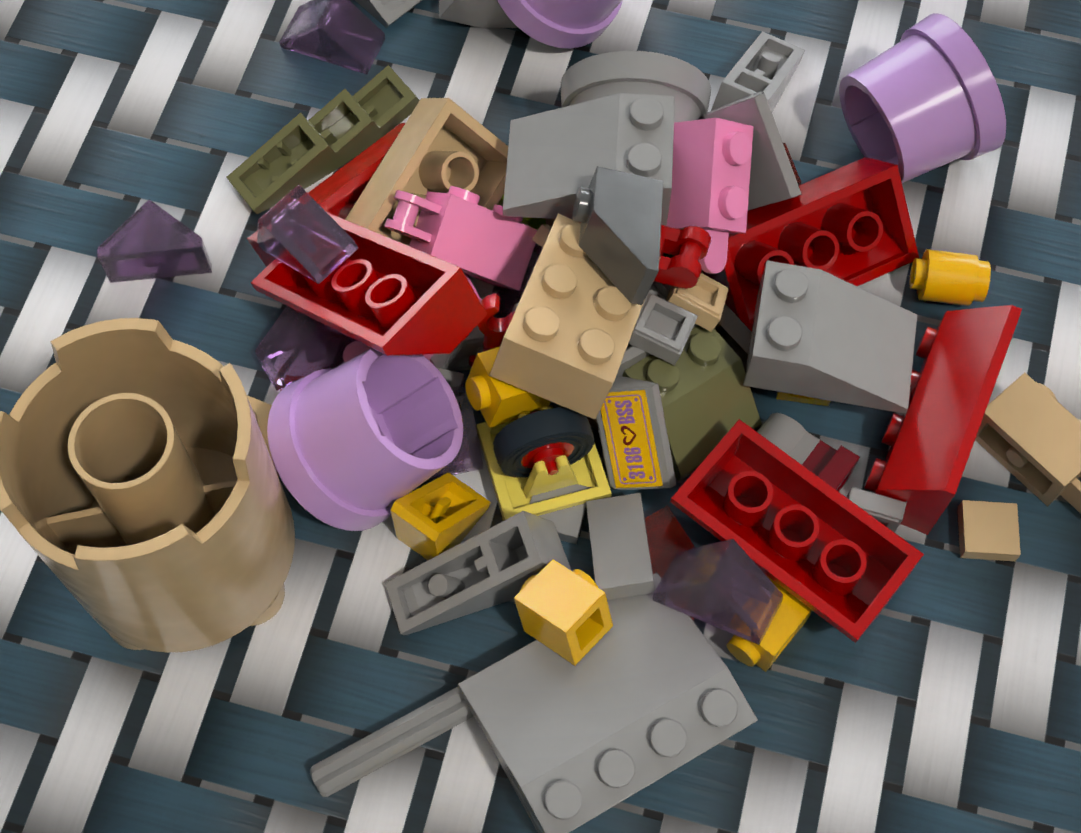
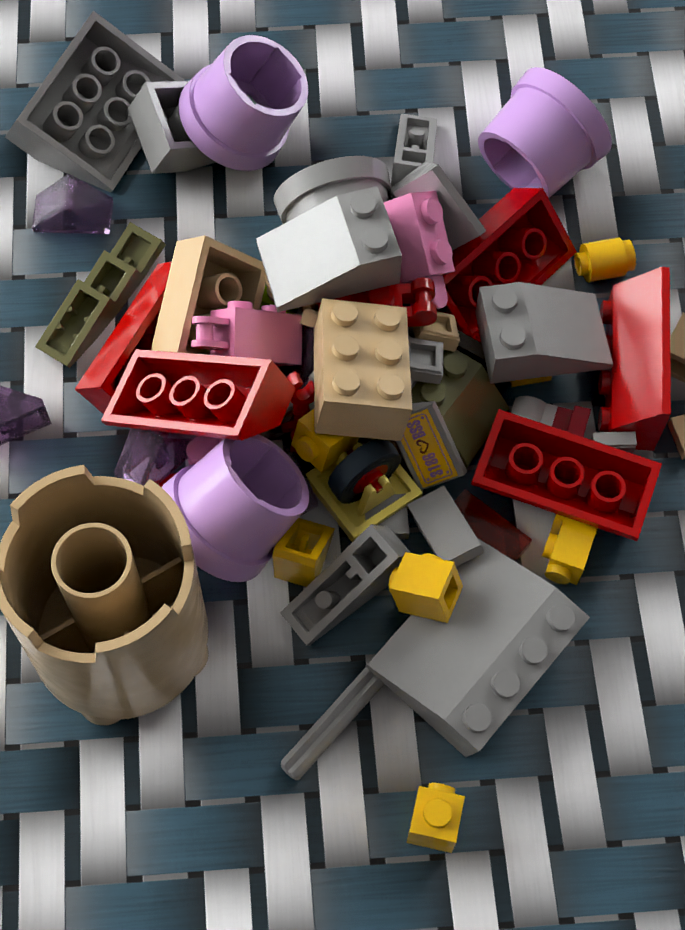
camera: 20 degrees left, 0 degrees up
(304, 236) = (135, 373): clear purple slope -> none
(622, 228) = (378, 296): dark grey slope -> none
(722, 589) = (530, 534): slope -> none

